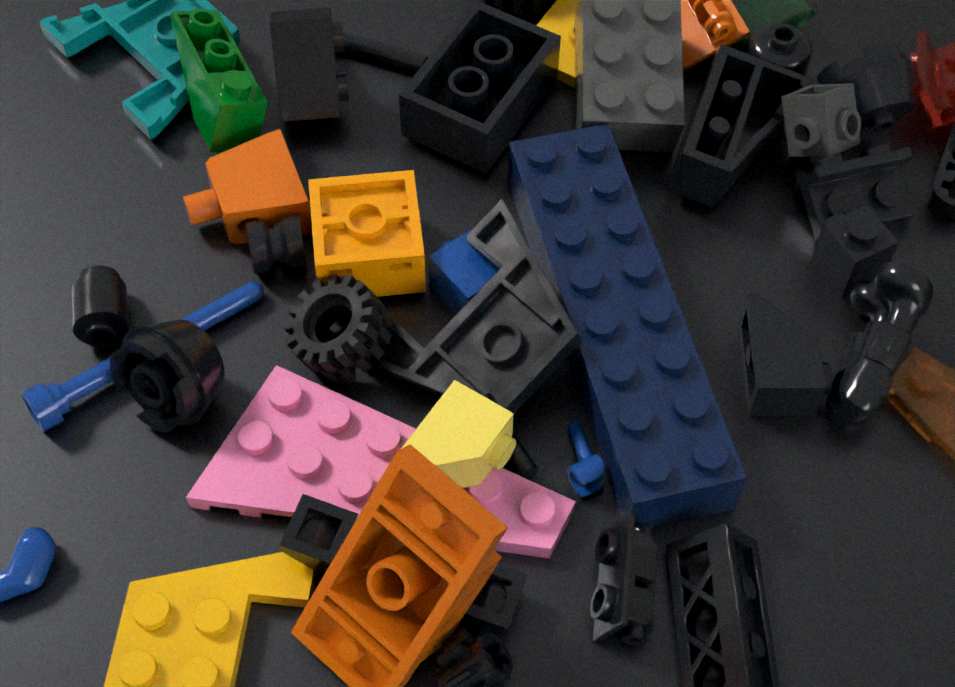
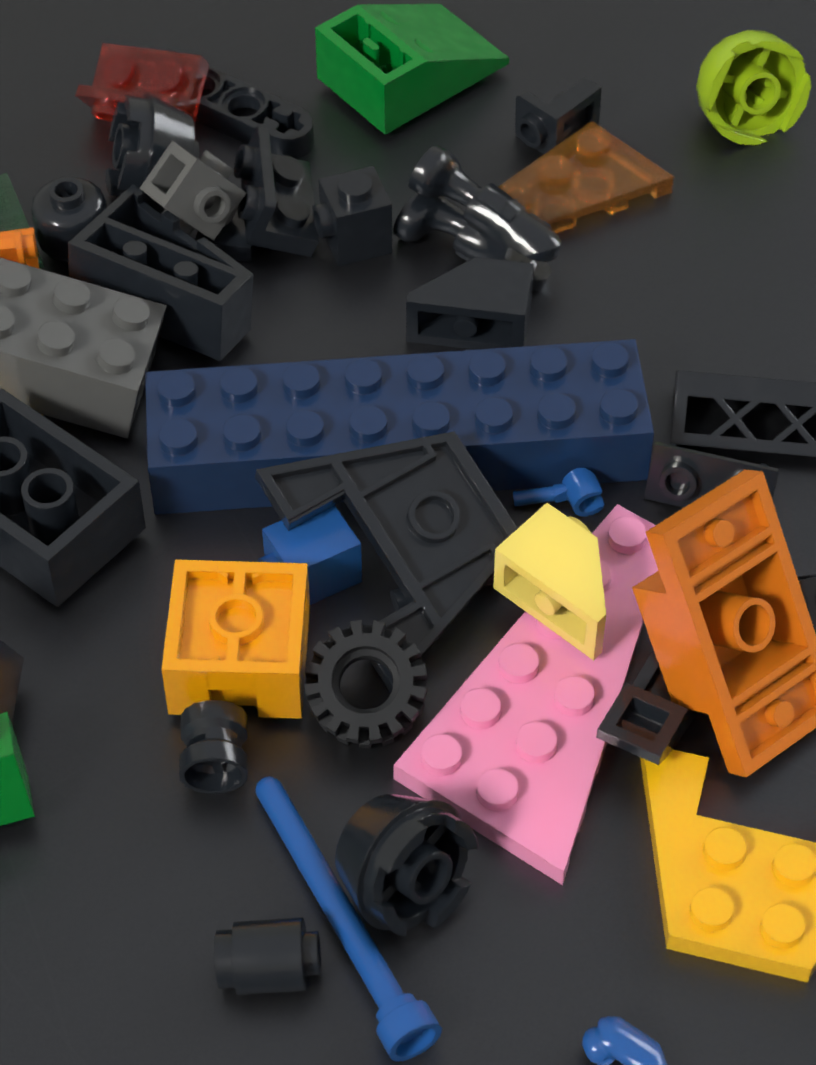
camera: 80 degrees left, 5 degrees down
(251, 185) = (122, 764): orange torso -> none

